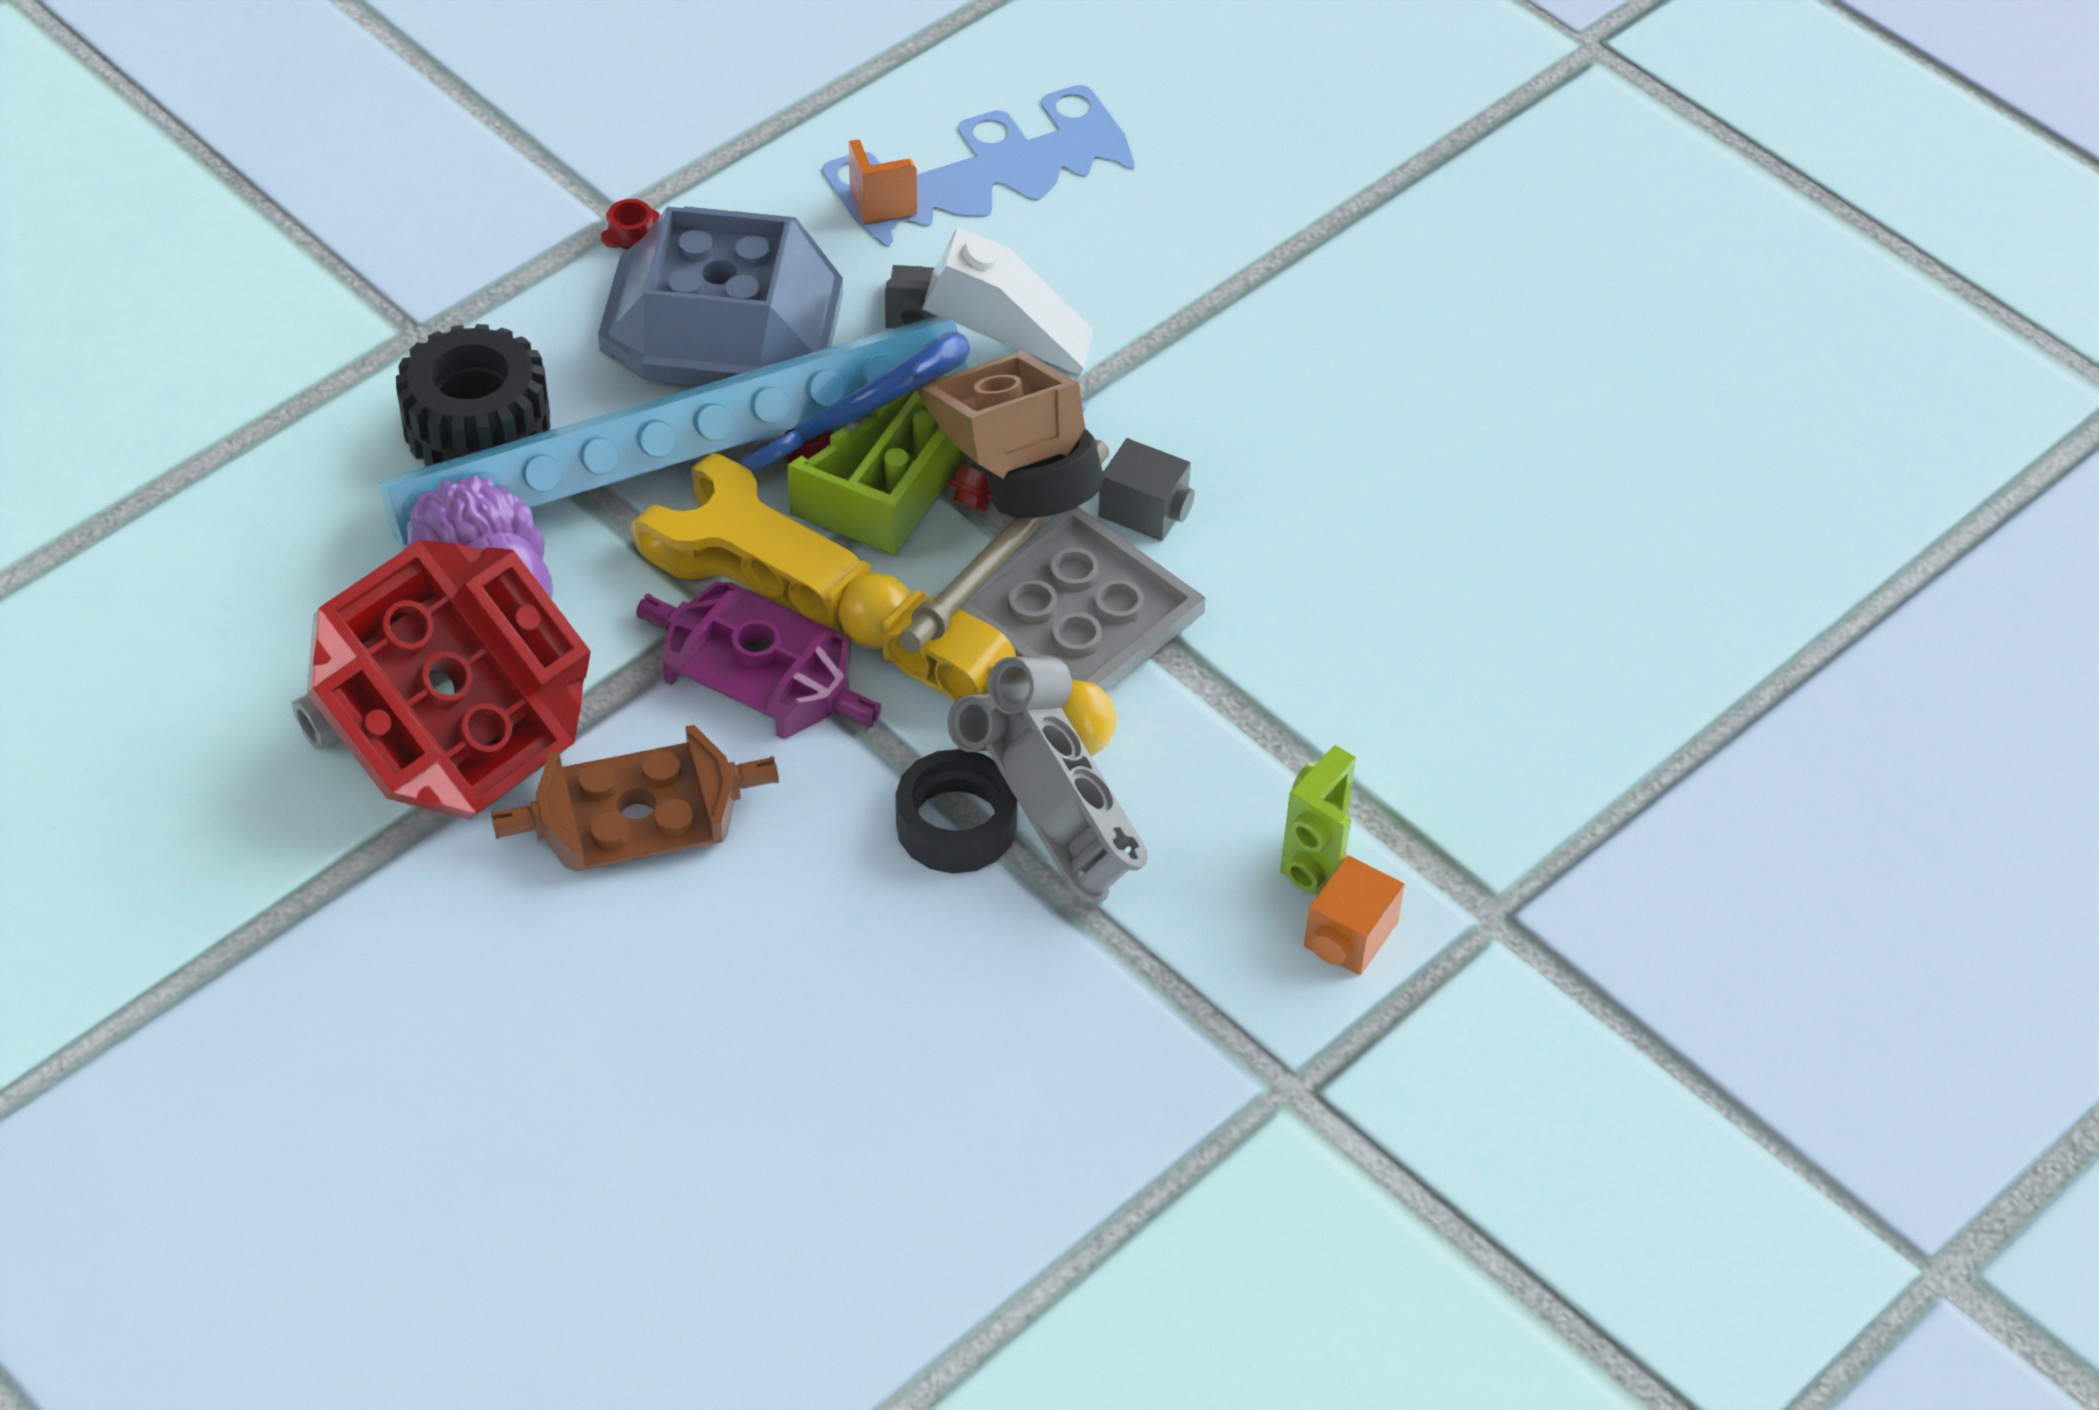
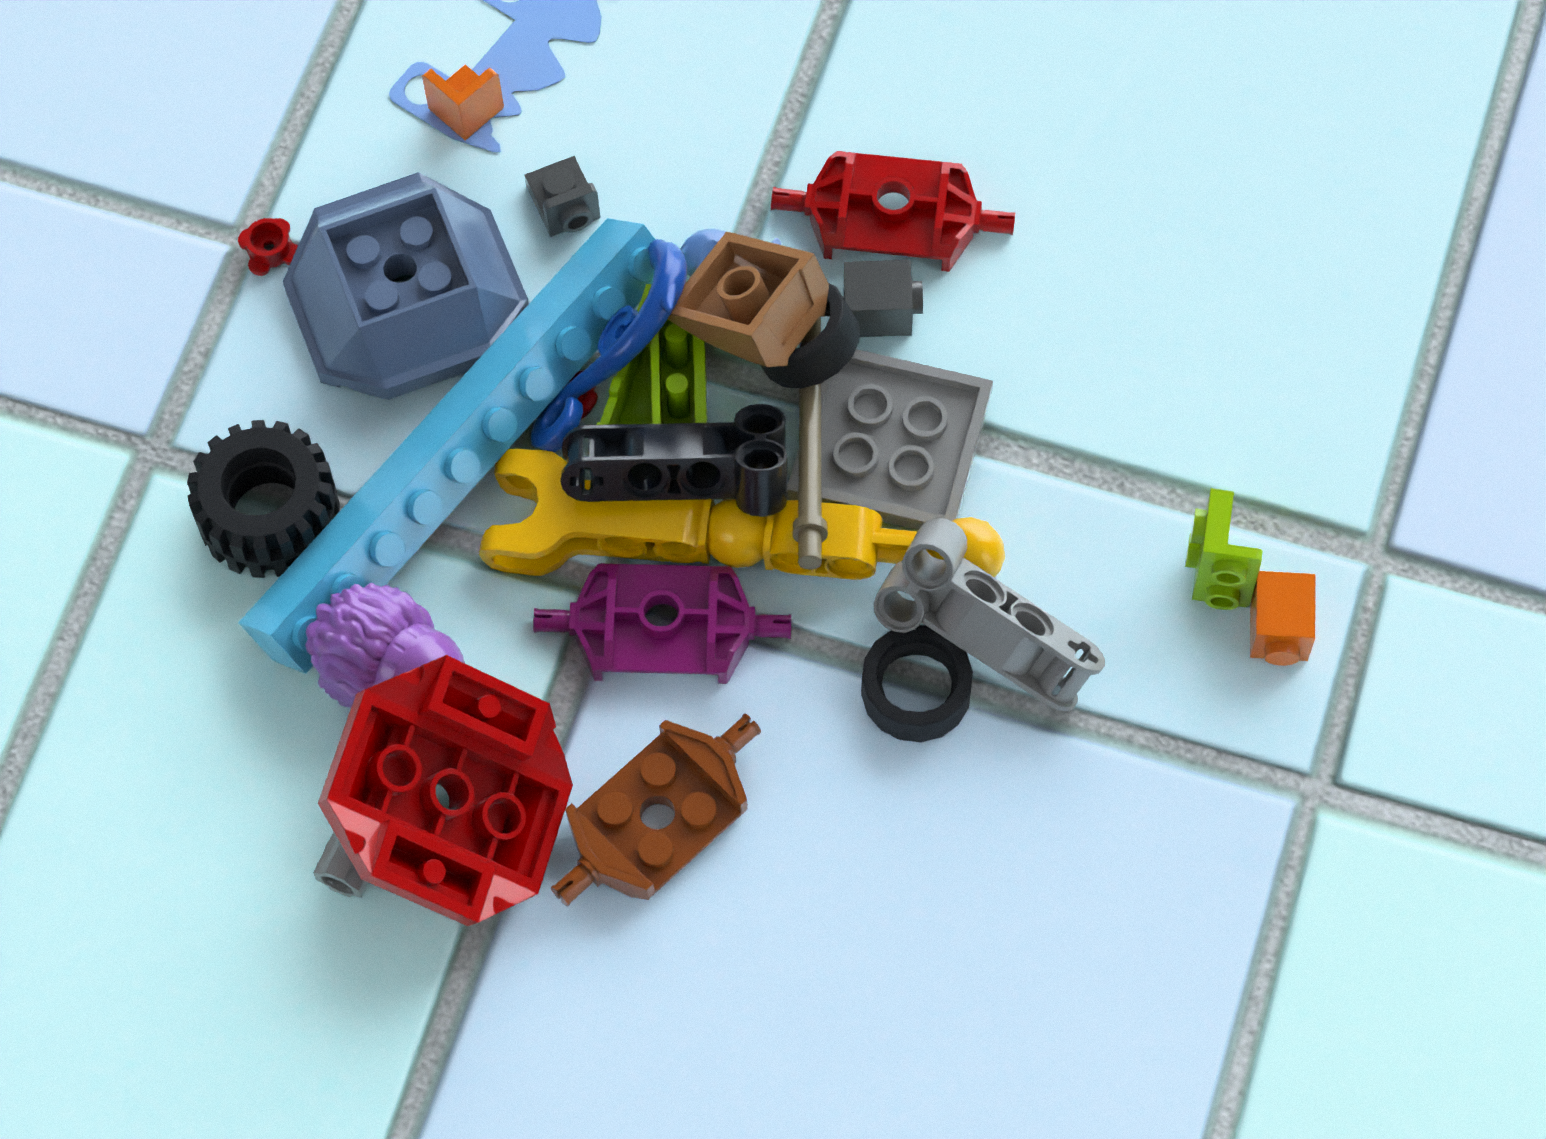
camera: 25 degrees left, 15 degrees up
(914, 541) = (684, 461): none -> black piece
(971, 487) = (735, 370): red plate -> none
(1004, 299) = (656, 174): white slope -> none
(1246, 452) = (932, 224): none -> red plate

